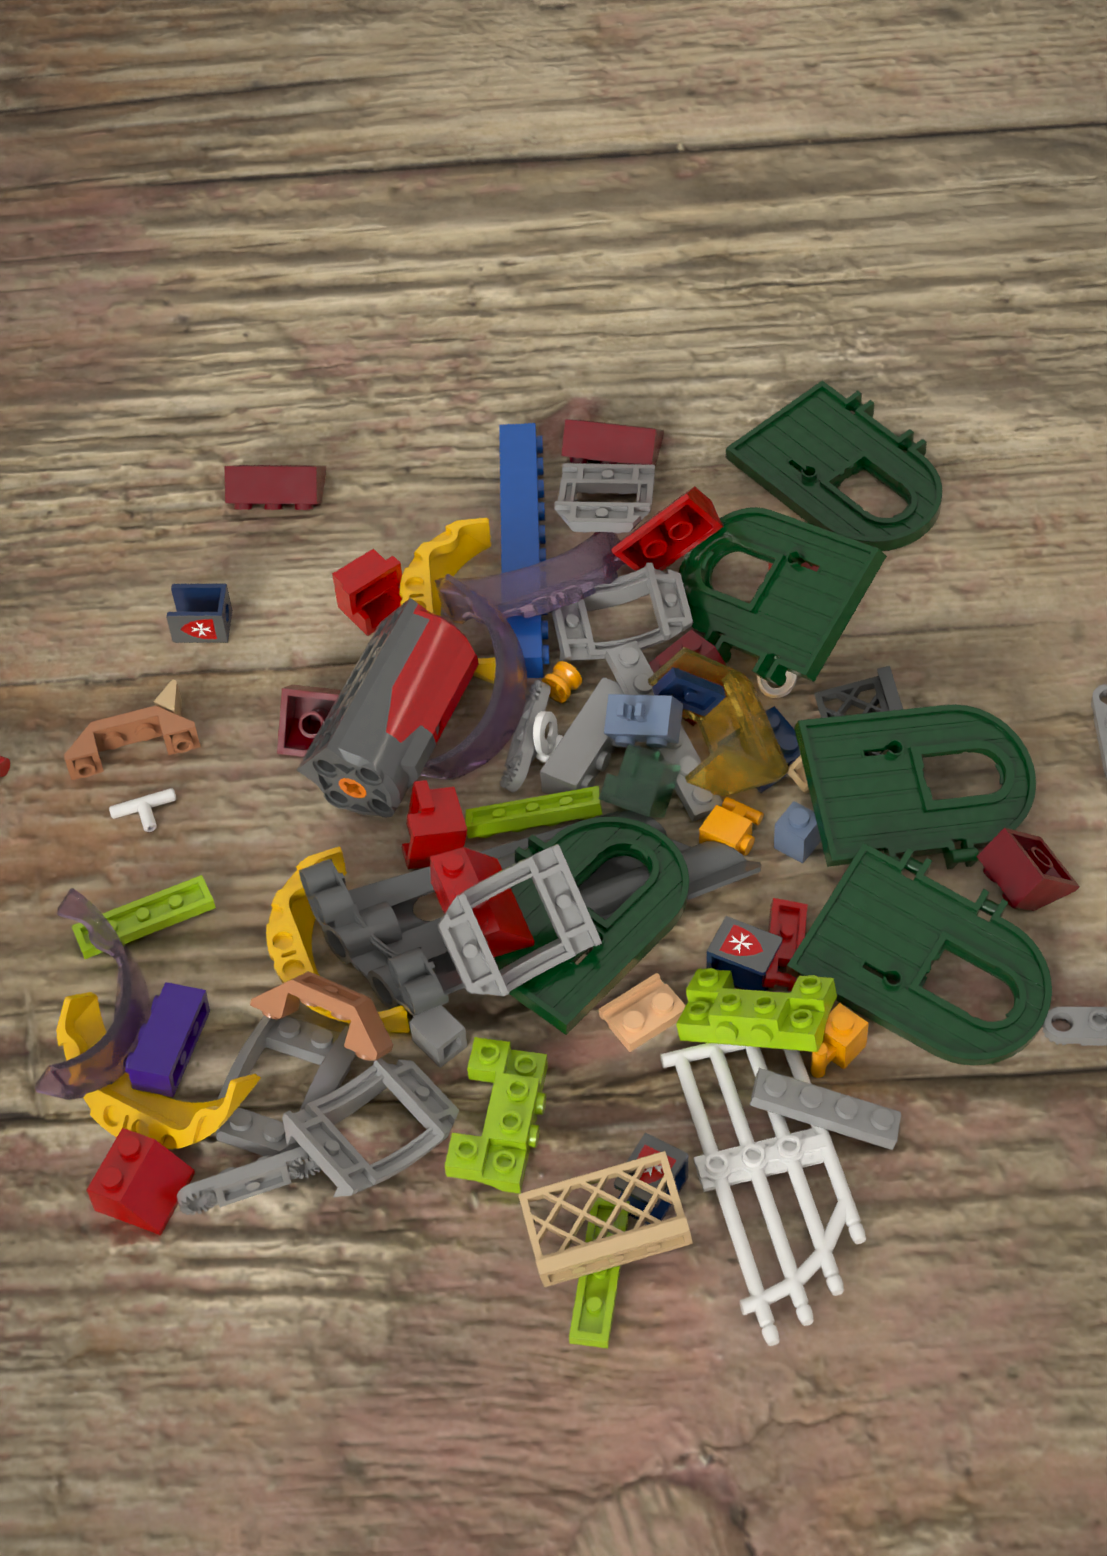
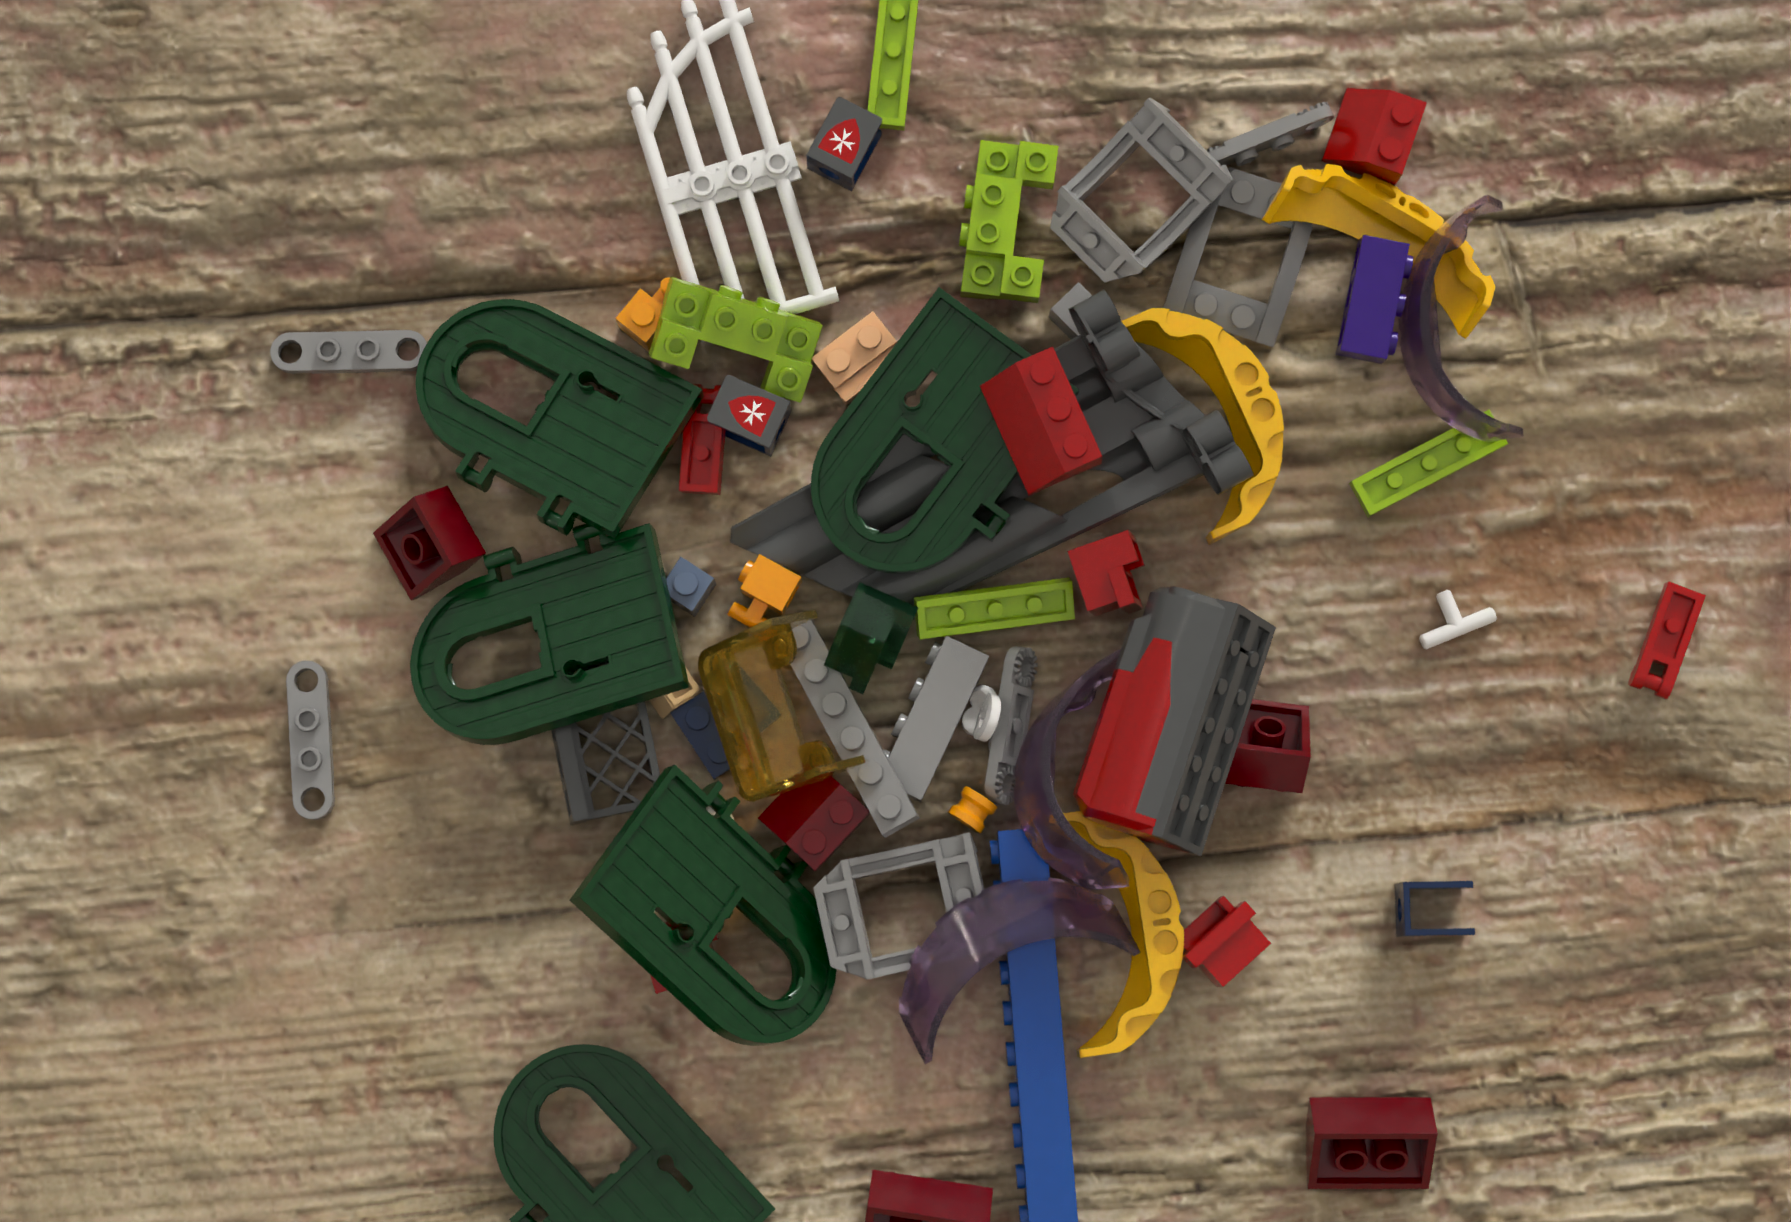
camera: 170 degrees right, 30 degrees up
(125, 729) = (1534, 692): nougat slope -> none
(170, 698) = (1447, 764): tan slope -> none
(366, 1030) = (1202, 314): nougat slope -> none
(563, 905) = (943, 393): light grey wedge -> none
(605, 478) = (931, 1146): light grey wedge -> none
(614, 1249) = (872, 52): tan fence -> none
(643, 719) = (869, 710): sand blue brick -> none
(670, 532) = (849, 1028): red slope -> none
(692, 691) = (827, 747): dark blue plate -> none
(825, 1108) = (664, 228): light grey plate -> none

